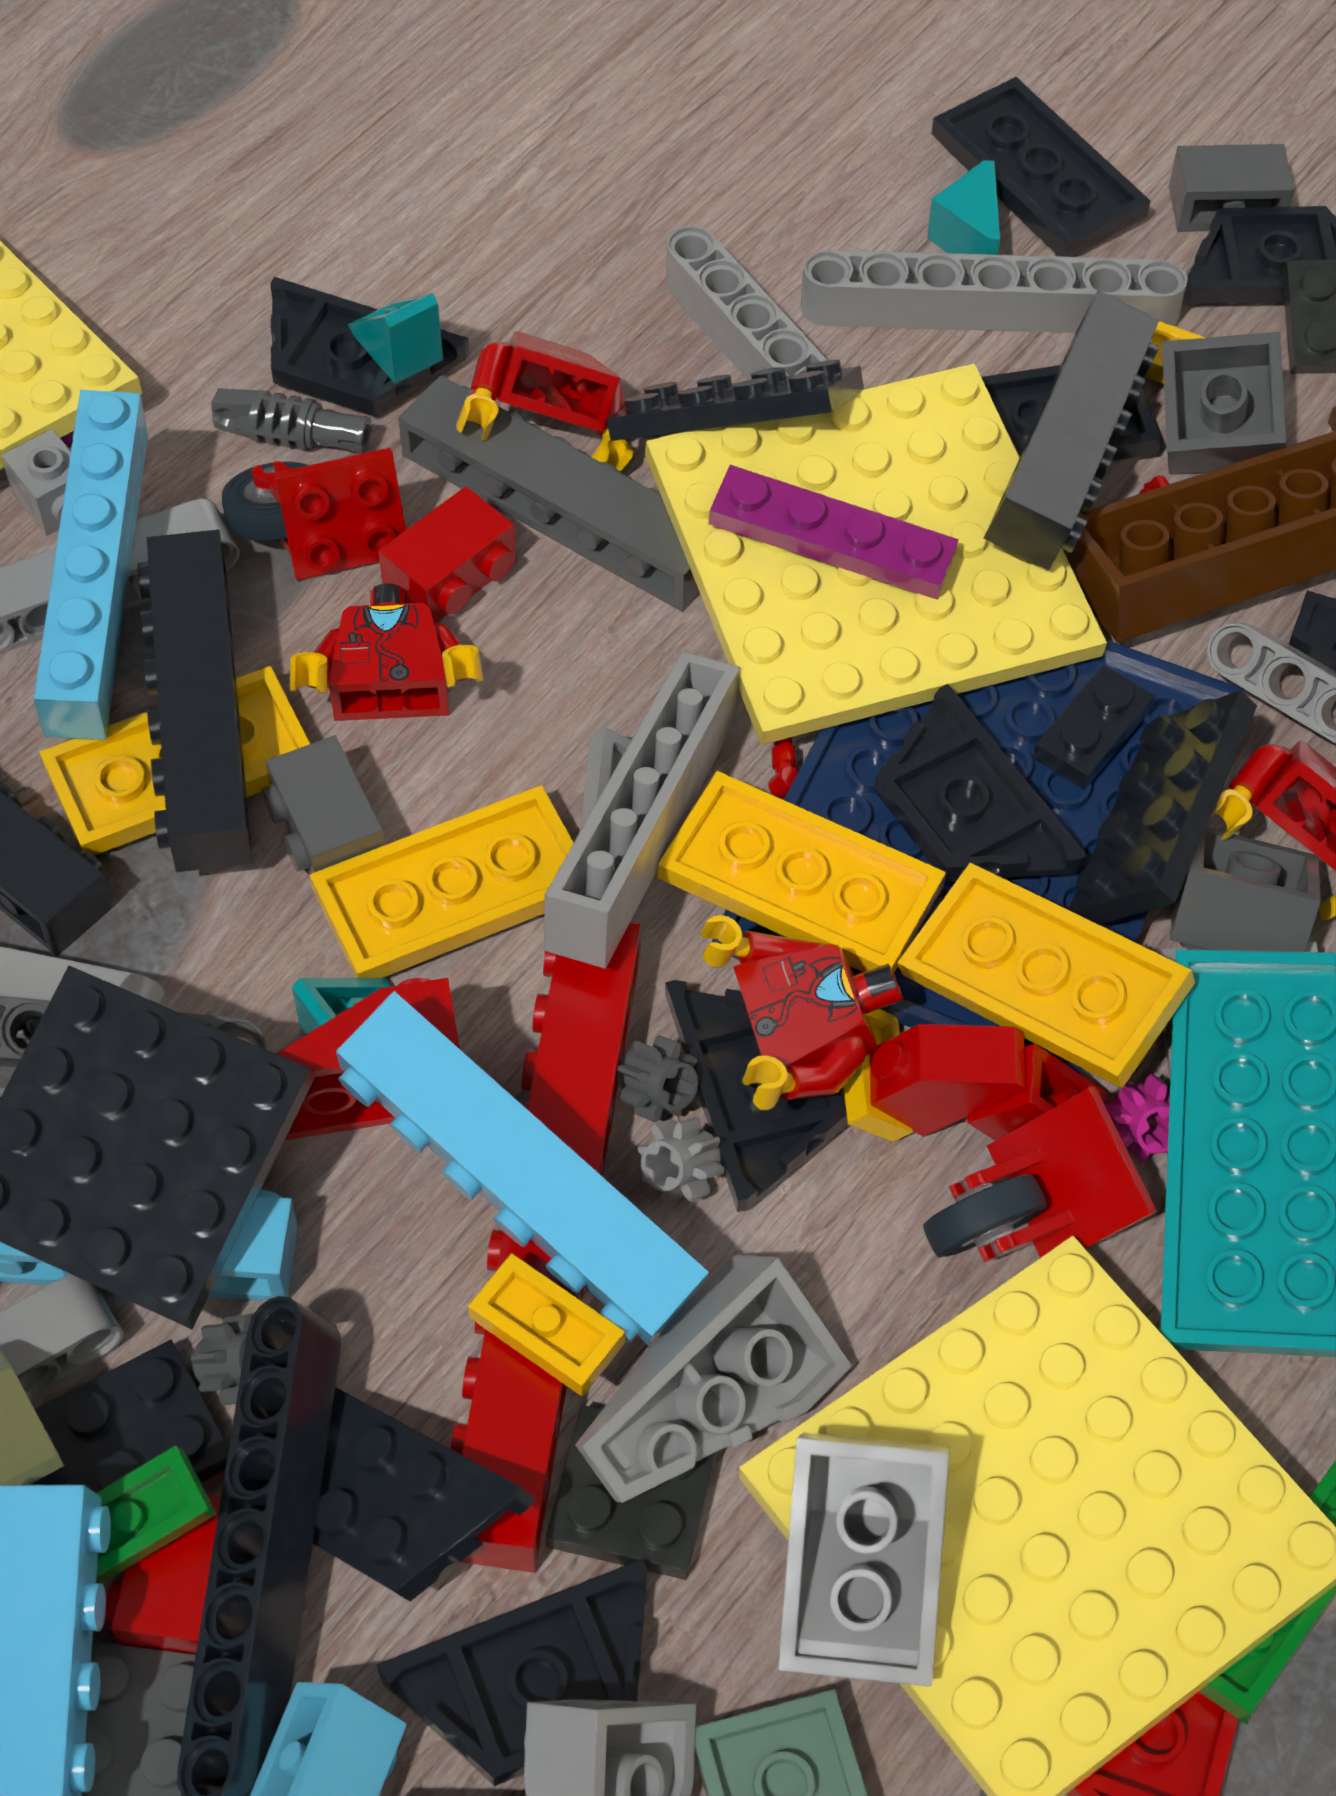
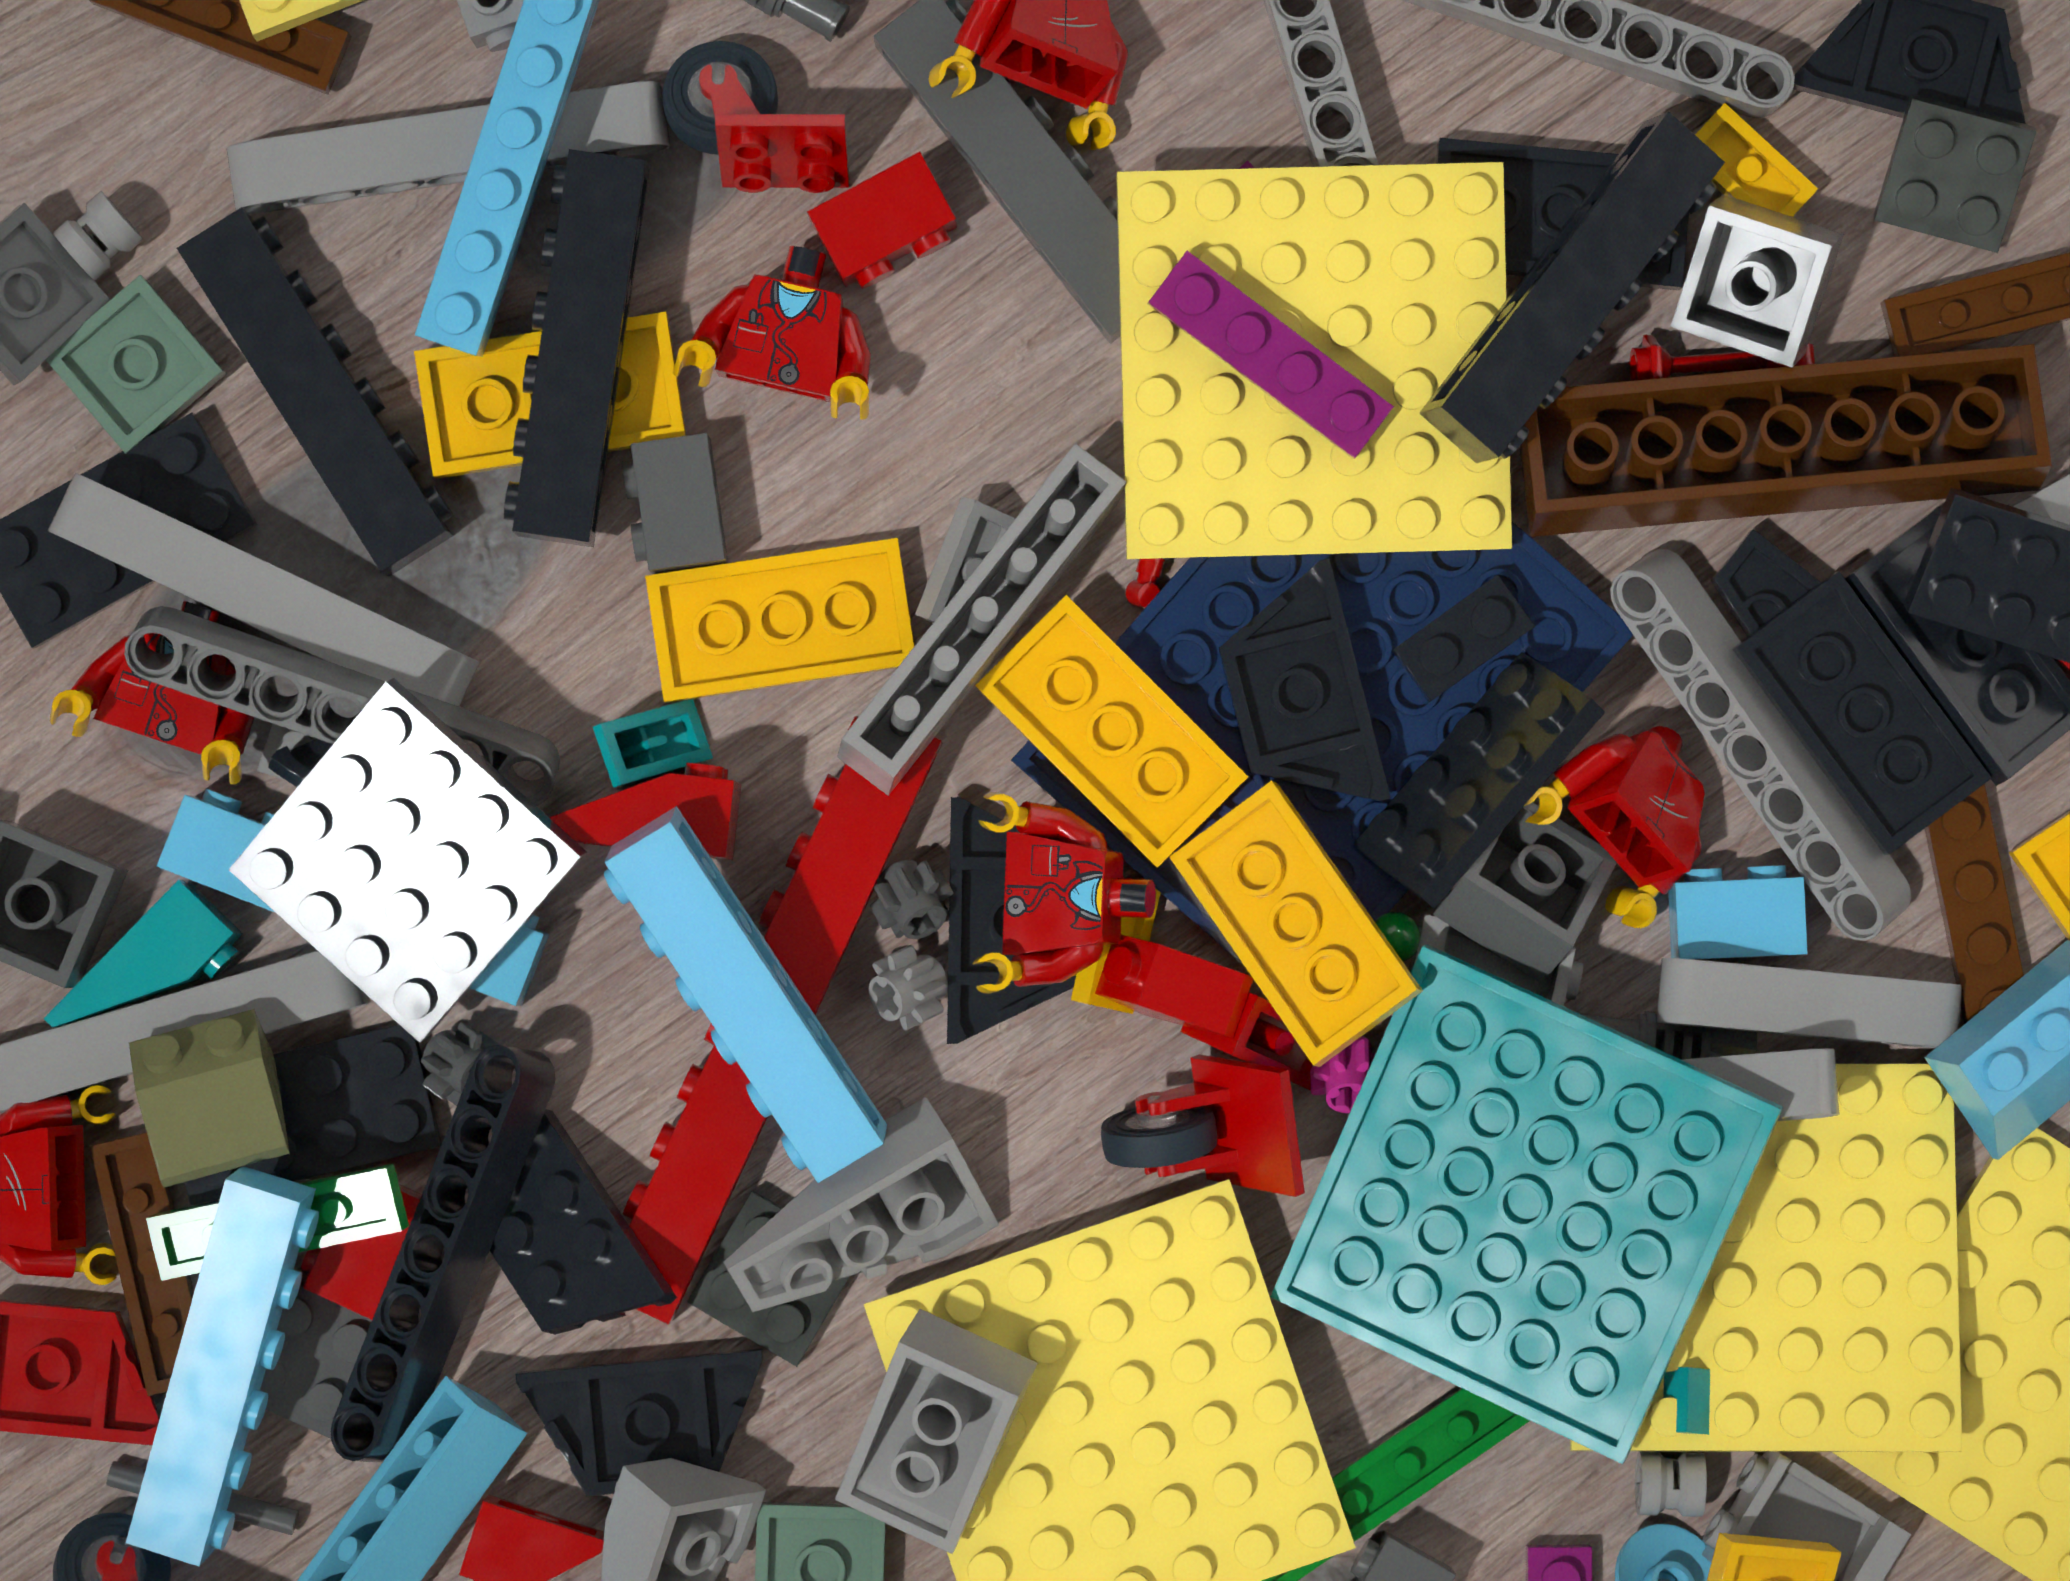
camera: 20 degrees right, 30 degrees up
(546, 1324) = (732, 1136): yellow plate -> none
(724, 403) = (1231, 141): black plate -> none

